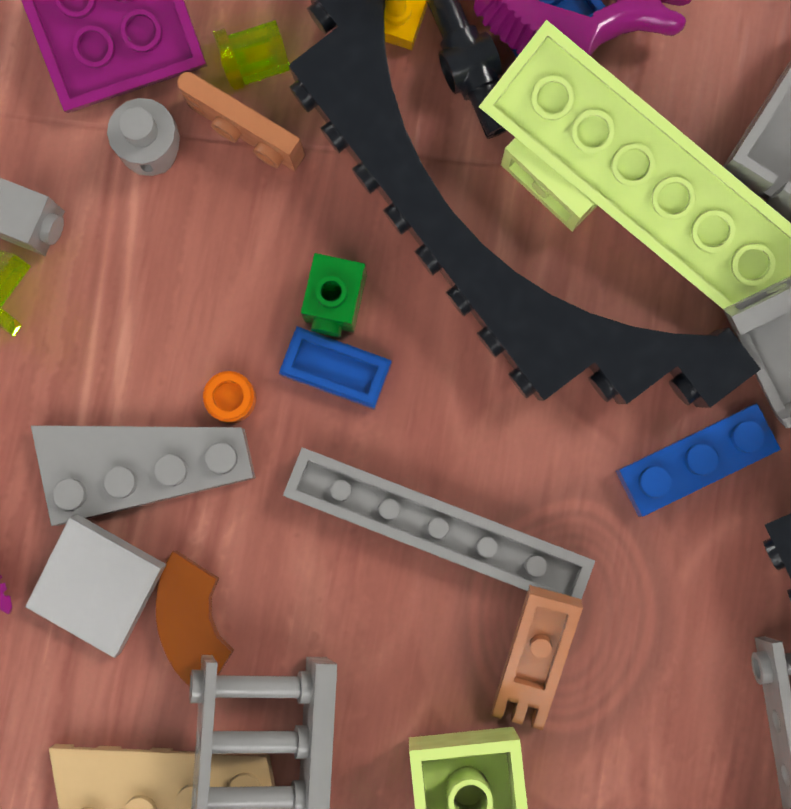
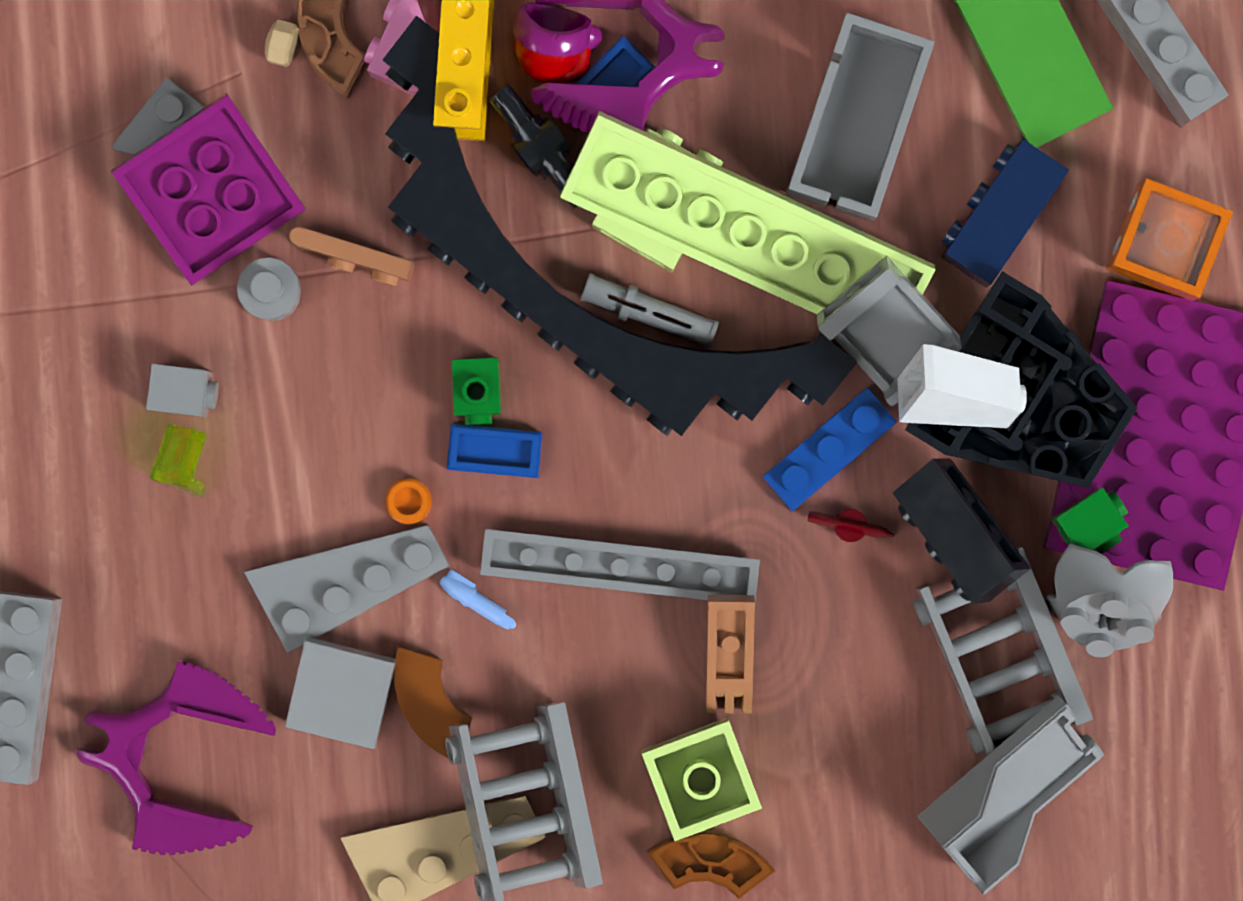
camera: 20 degrees left, 5 degrees up
(251, 54) = (343, 190): clear neon green tile -> none
(264, 513) = (465, 592): none -> light blue piece
(491, 225) = (597, 291): none -> light grey pin
(701, 549) = (849, 525): none -> dark red piece

